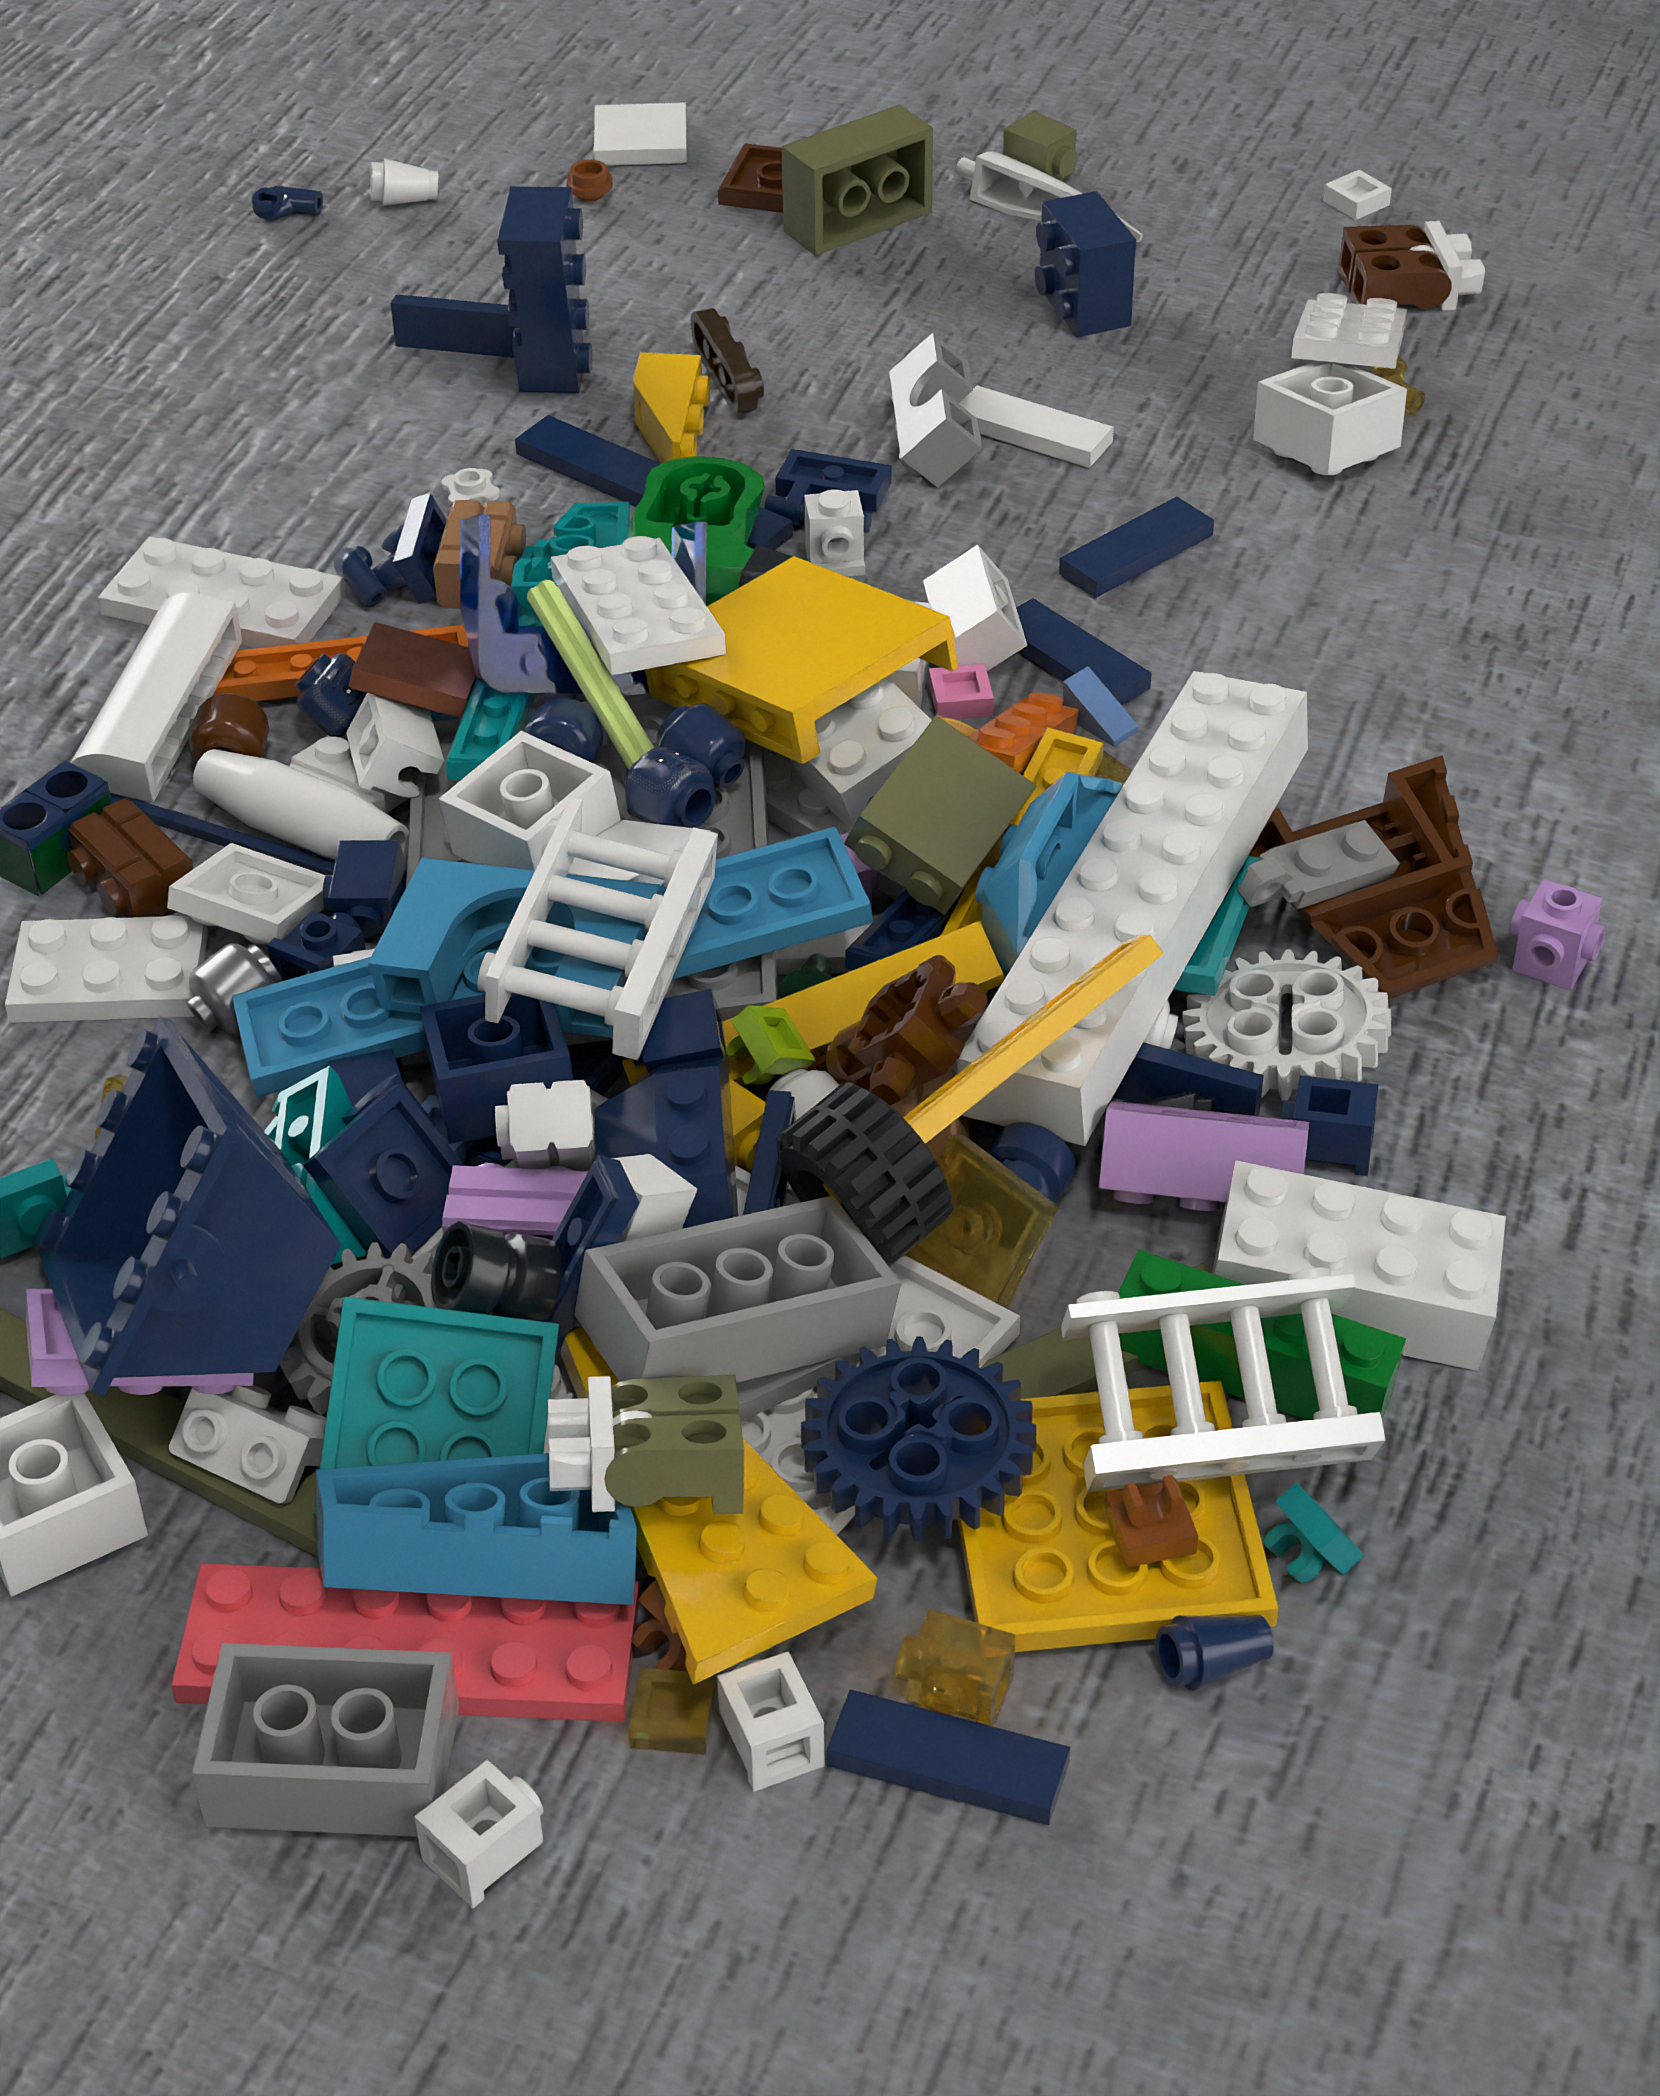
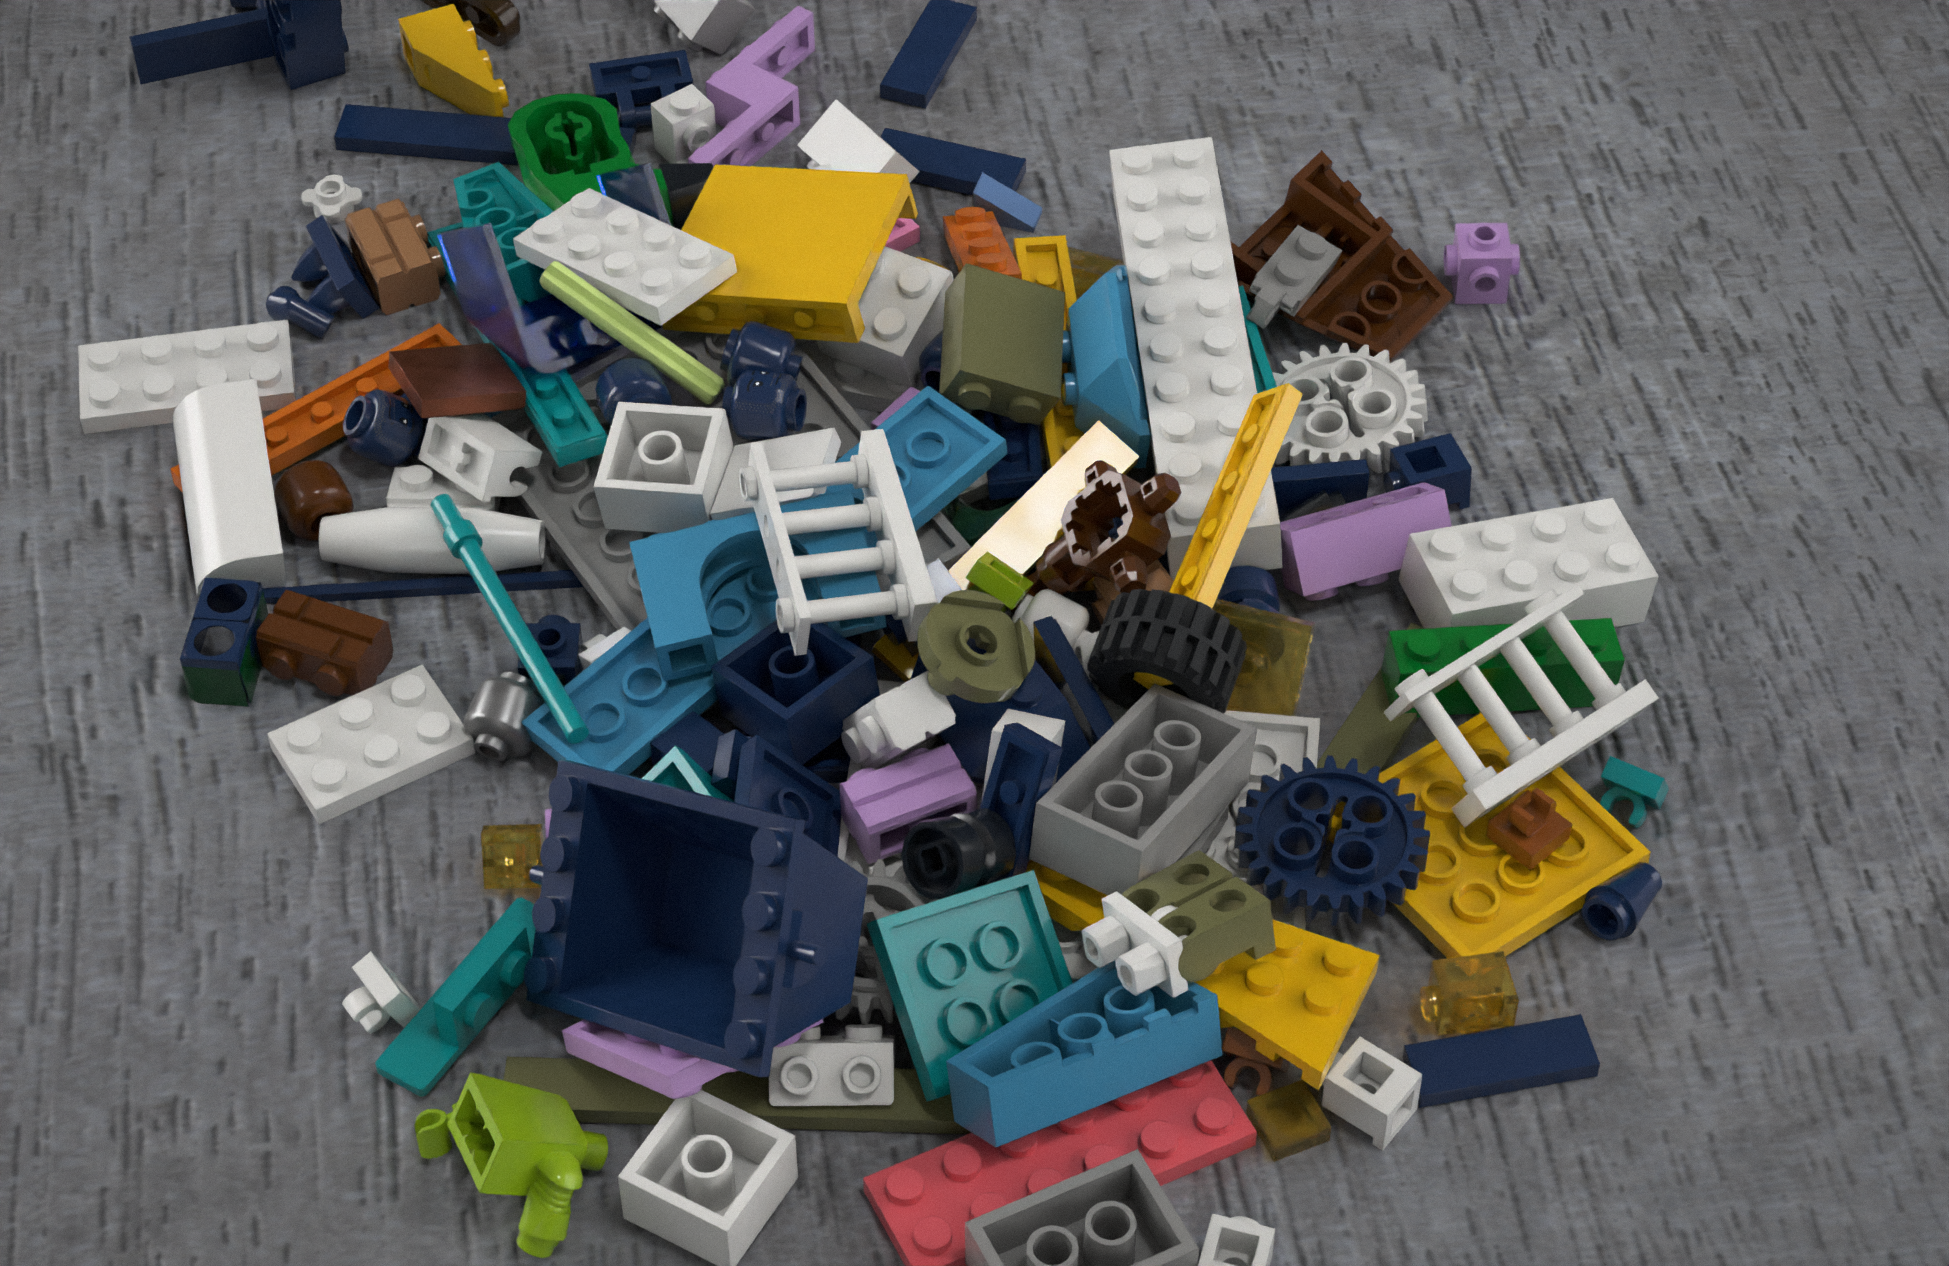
camera: 30 degrees left, 5 degrees up
(248, 894) = (451, 632): white plate -> none
(304, 815) = (466, 544): none -> teal bar
(367, 882) = (549, 582): dark blue brick -> none
(626, 1104) = (960, 670): none -> olive plate
(925, 524) = (752, 96): none -> lavender bracket

